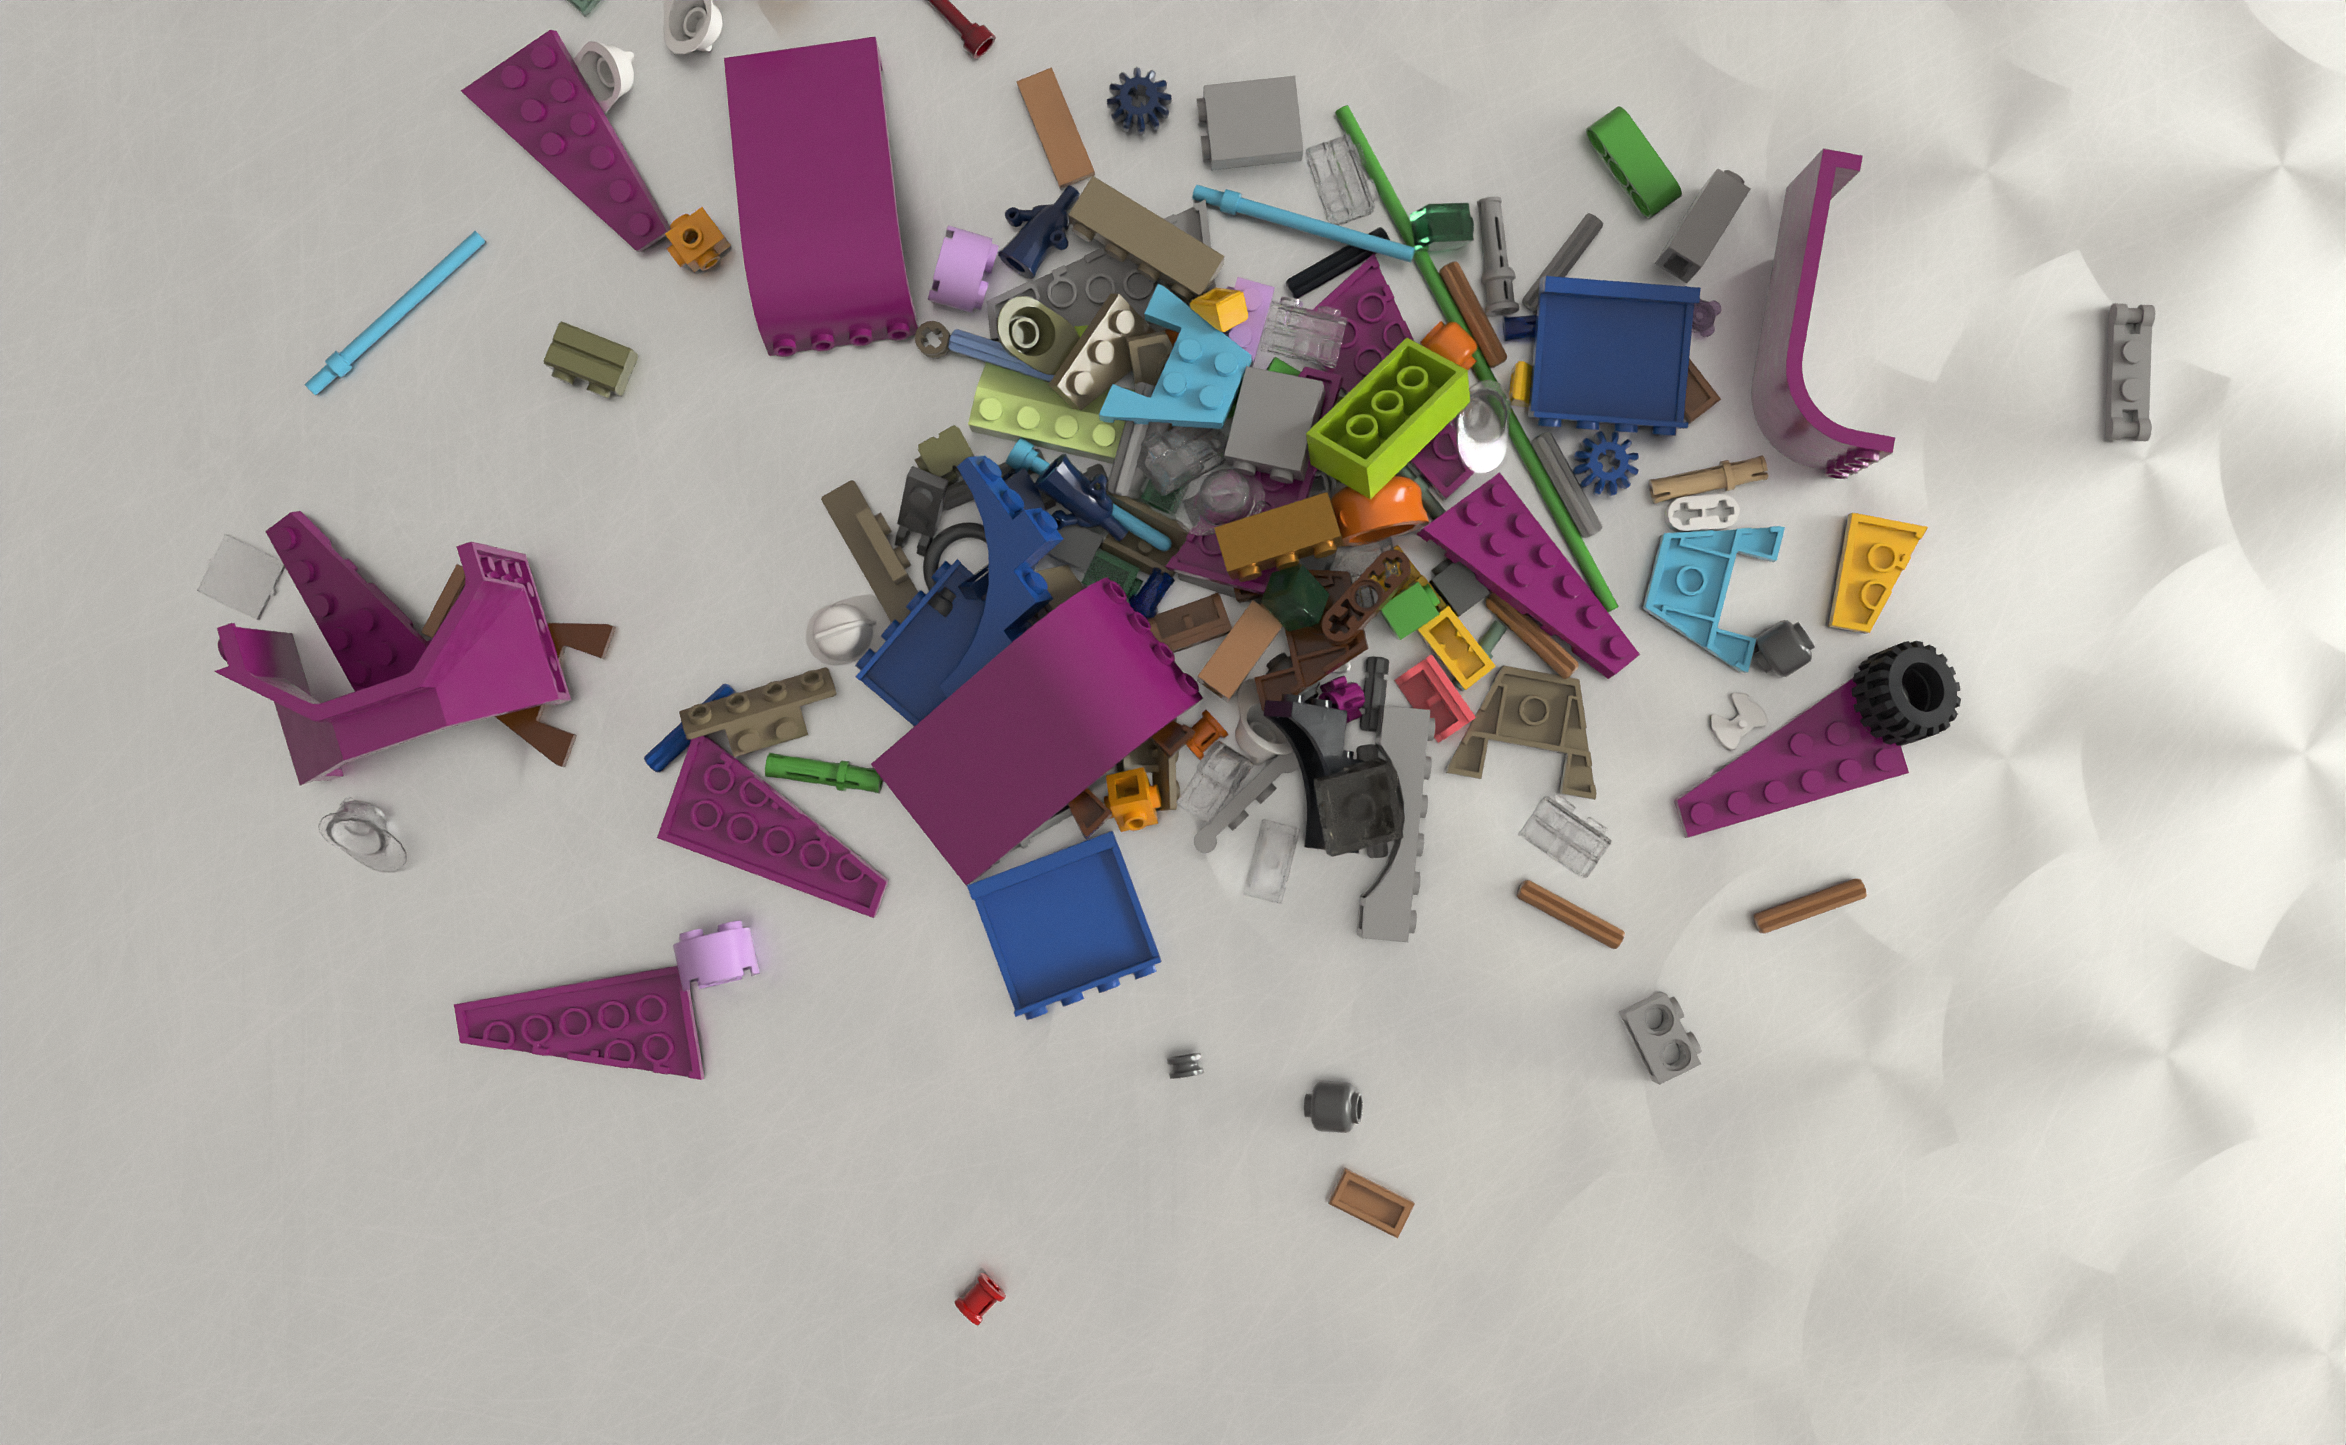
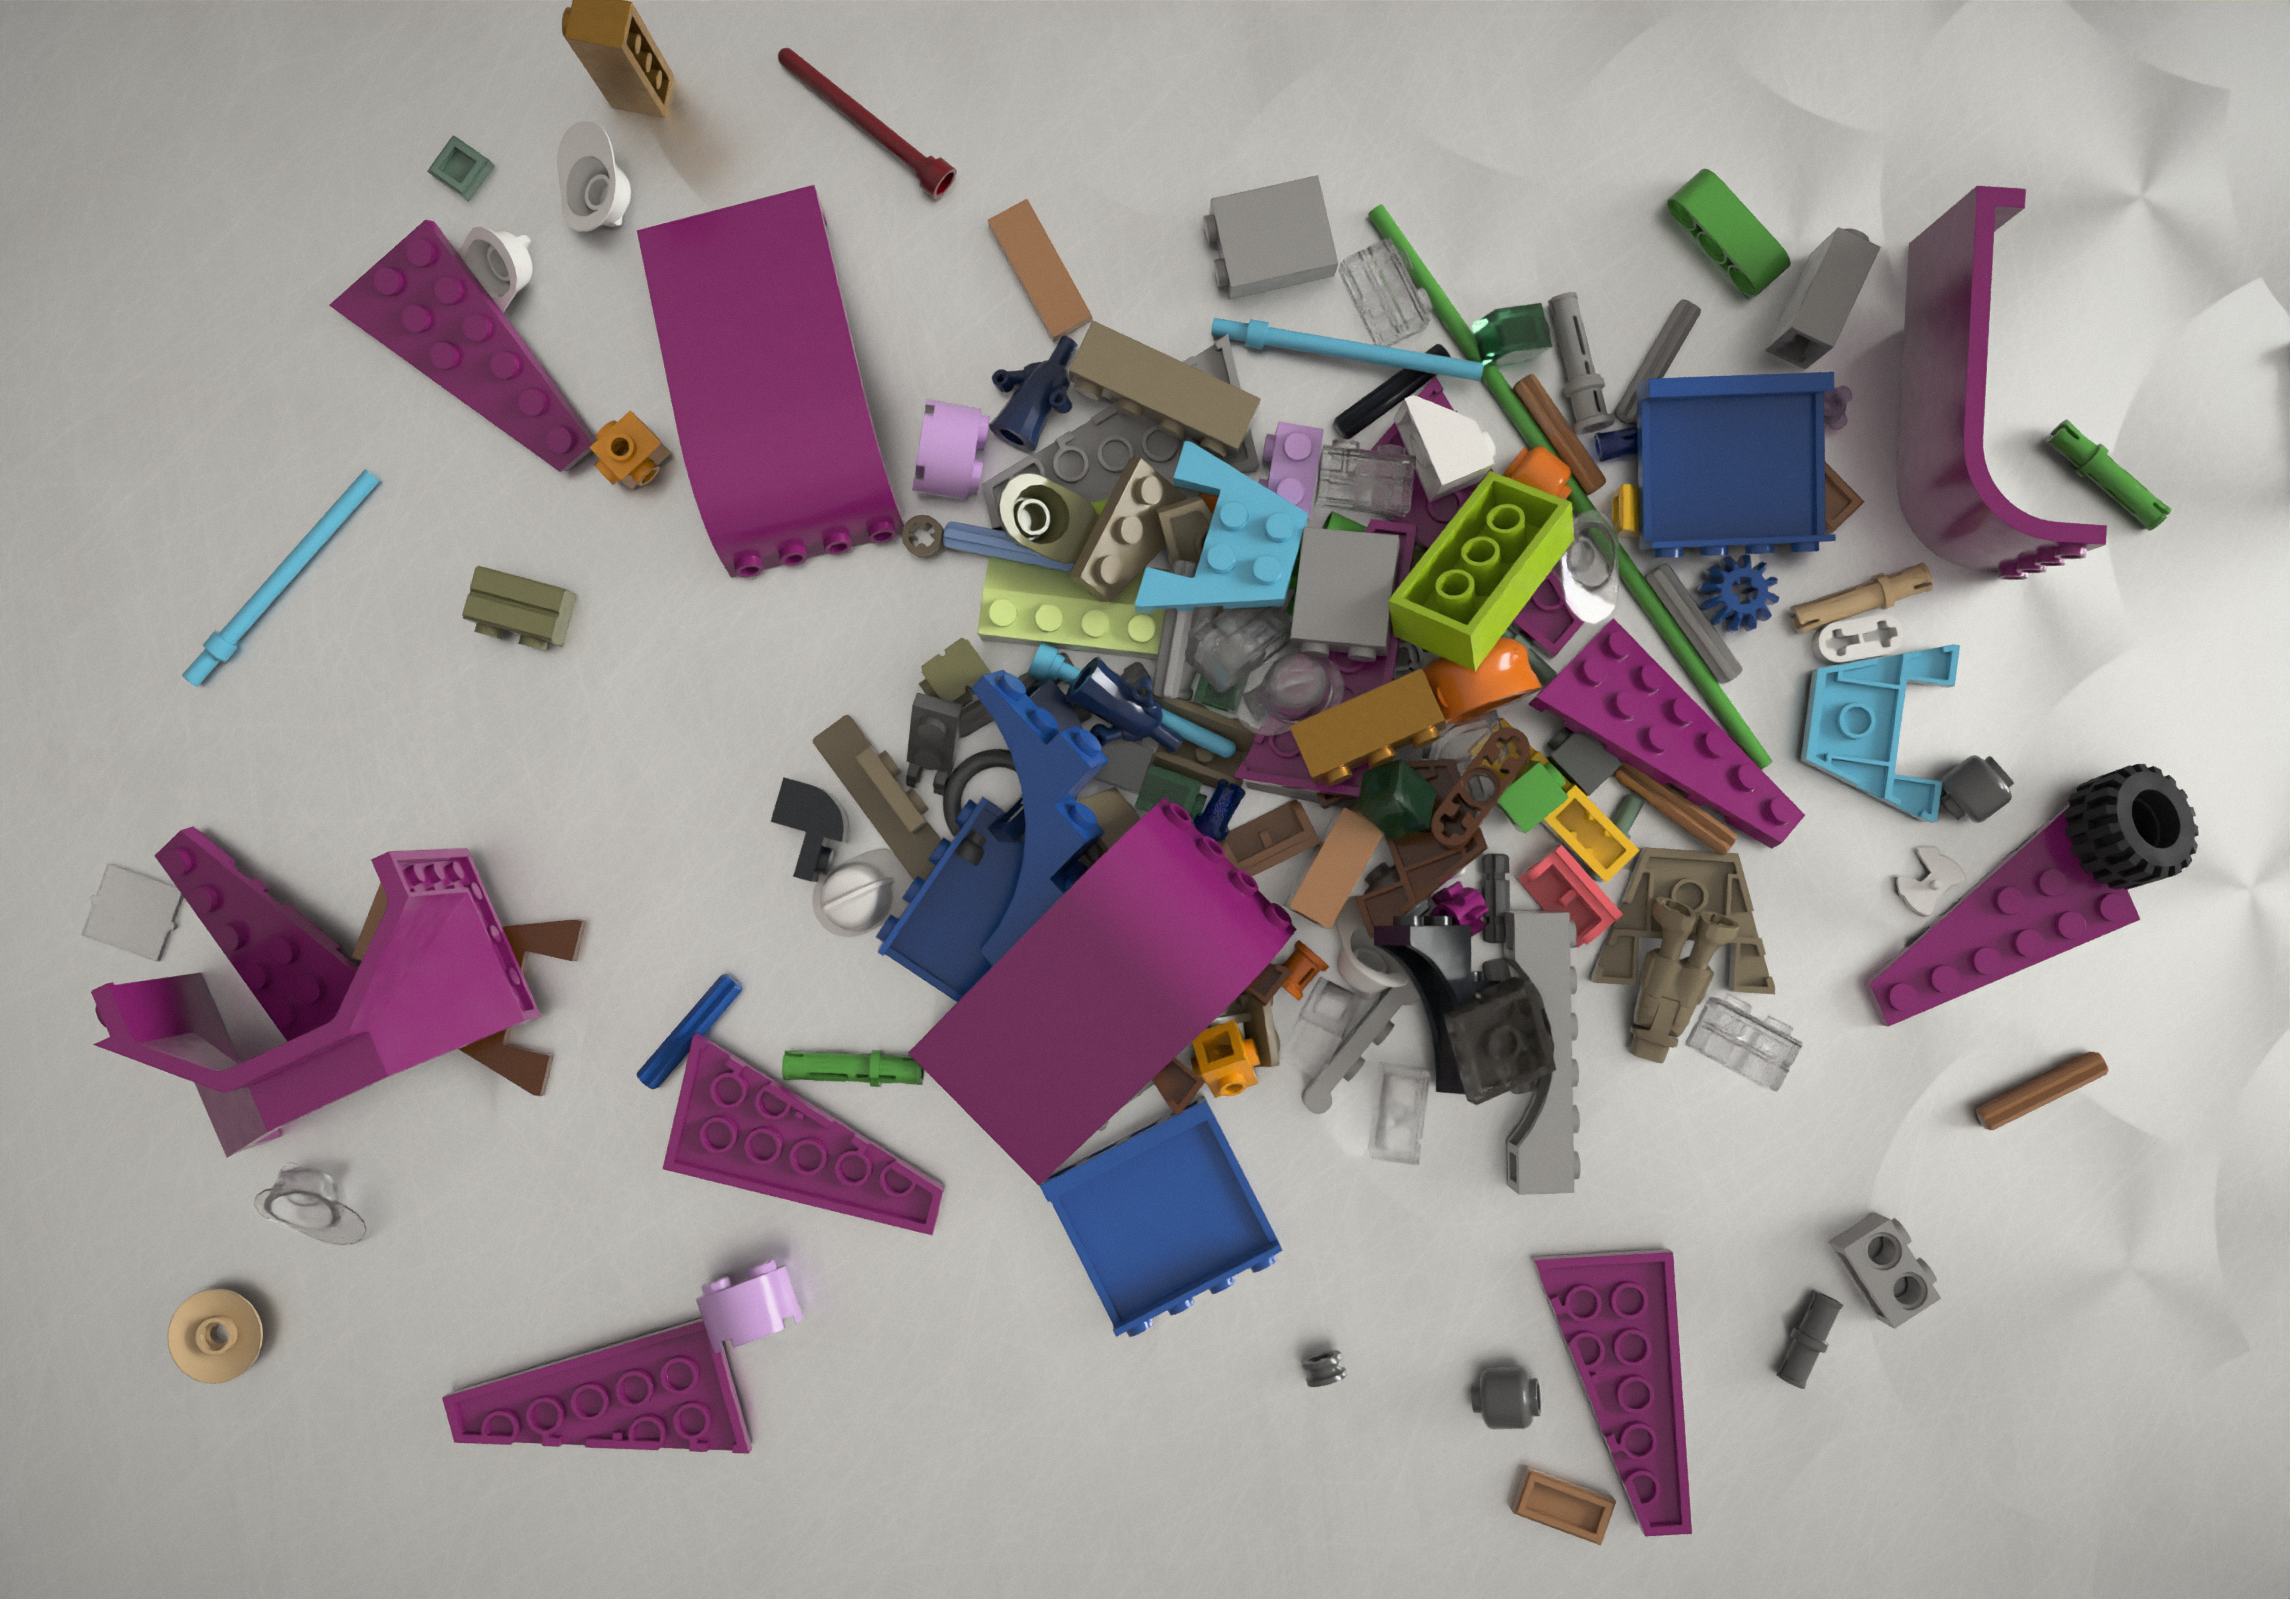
camera: 10 degrees left, 0 degrees up
(254, 932) = (195, 1340): none -> tan dish
(762, 714) = (770, 1007): dark tan bracket -> none
(821, 563) = (818, 815): none -> black brick
(1123, 101) = (1139, 209): dark blue gear -> none
(1221, 308) = (1265, 460): yellow slope -> none
(1372, 313) = (1446, 446): none -> white slope
(1437, 1080) = (1626, 1349): none -> magenta wing
(1511, 781) = (1675, 985): none -> dark tan piece
(1570, 914) = (1760, 1133): medium nougat axle -> none
(1591, 1089) = (1809, 1340): none -> dark grey pin
(1869, 566) = (2063, 681): yellow wing -> none
(1927, 399) = (2106, 473): none -> bright green pin

